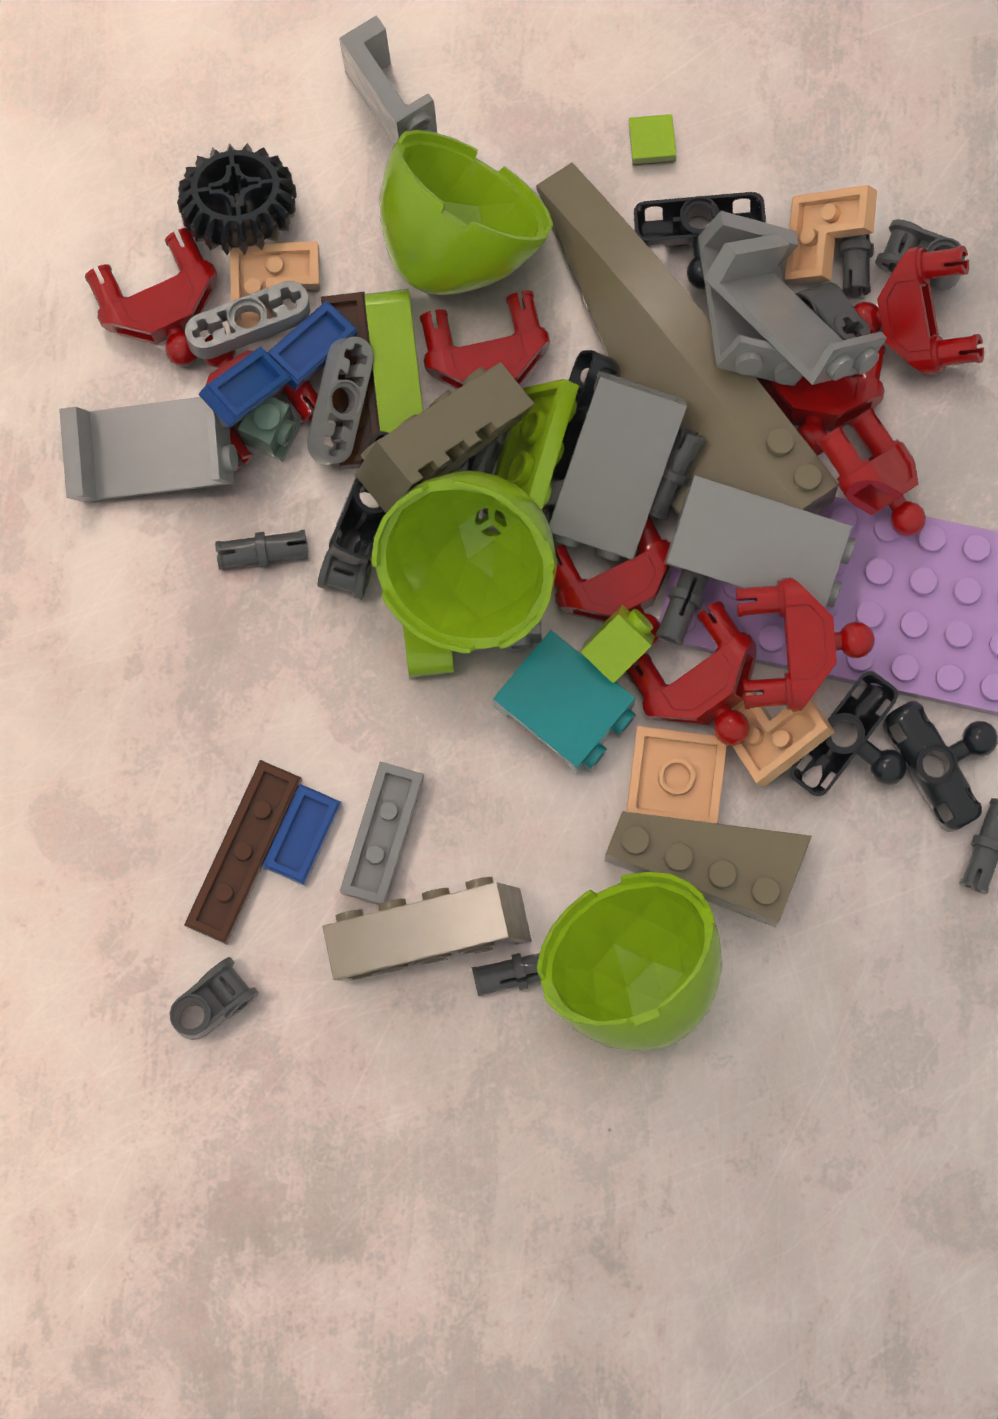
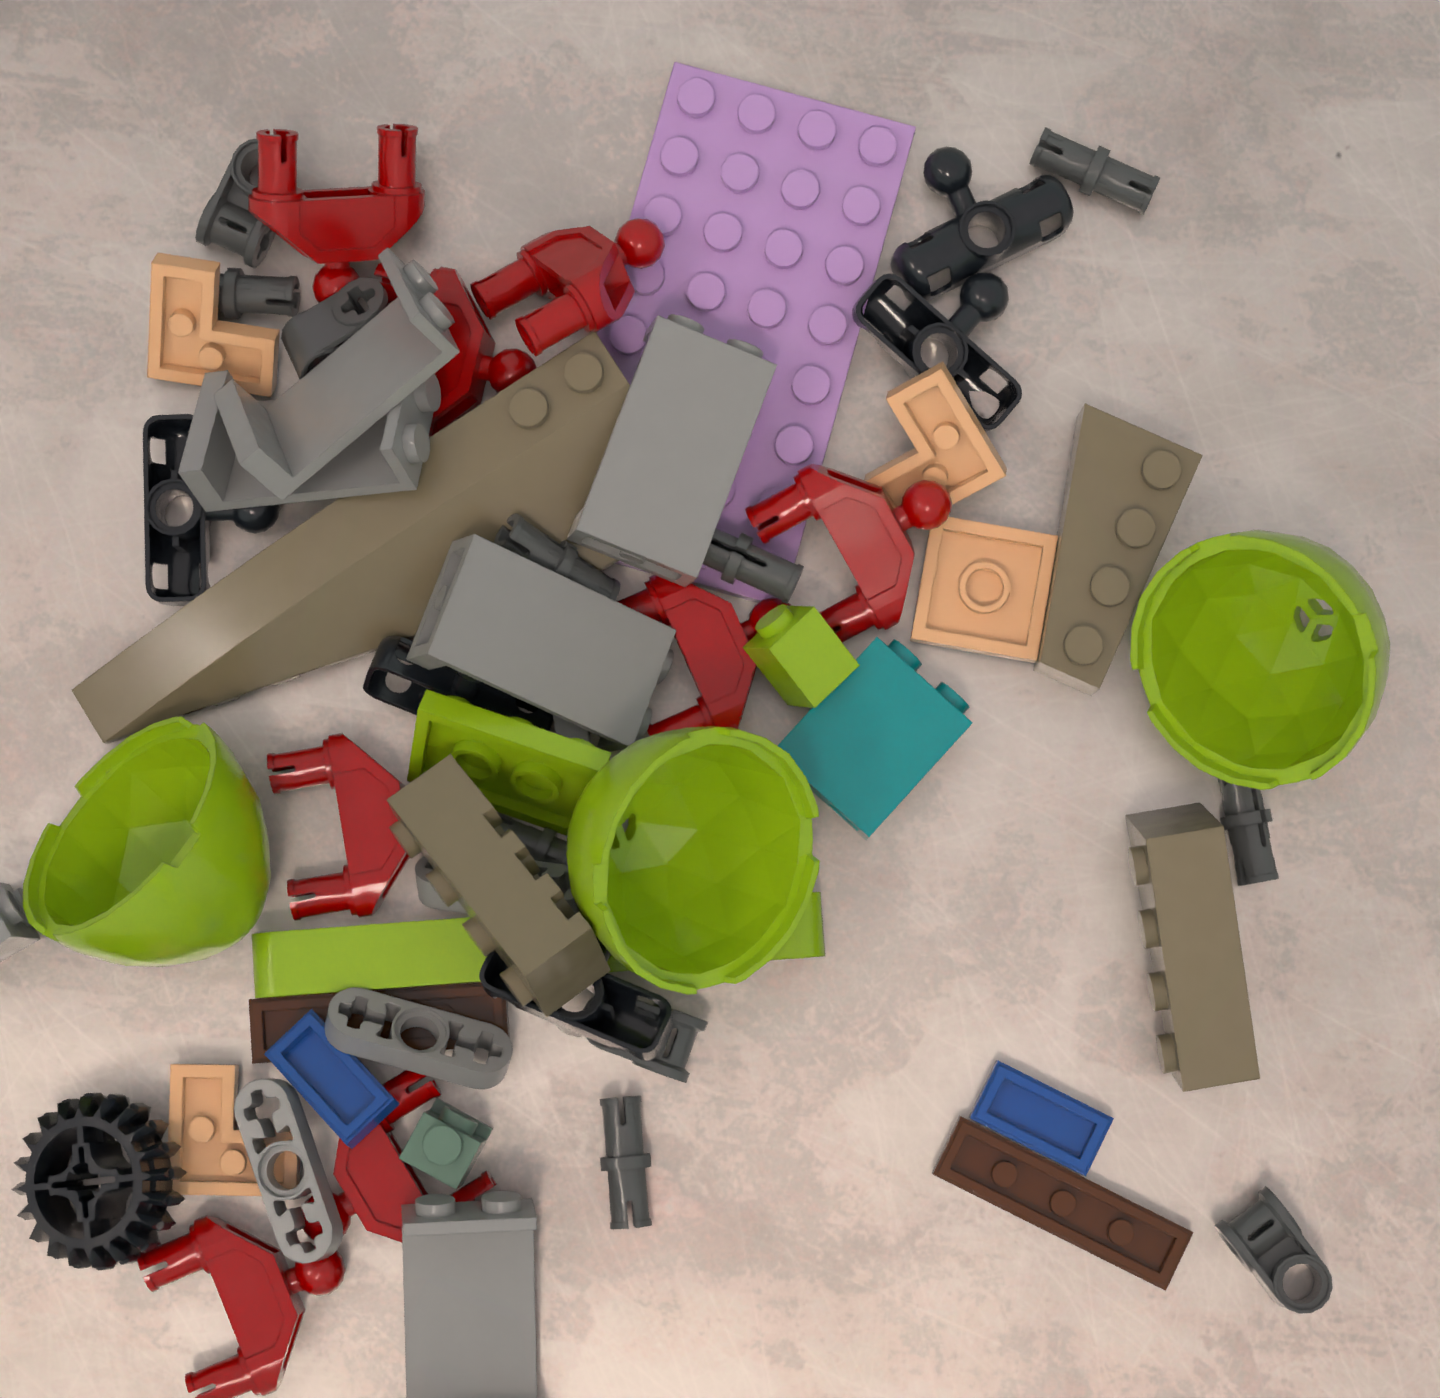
camera: 90 degrees left, 5 degrees up
(244, 386) = (400, 1175): blue tile -> none
(382, 833) = (1047, 1004): light grey plate -> none
(652, 139) = (45, 572): lime tile -> none
(808, 641) = (825, 385): red connector -> none

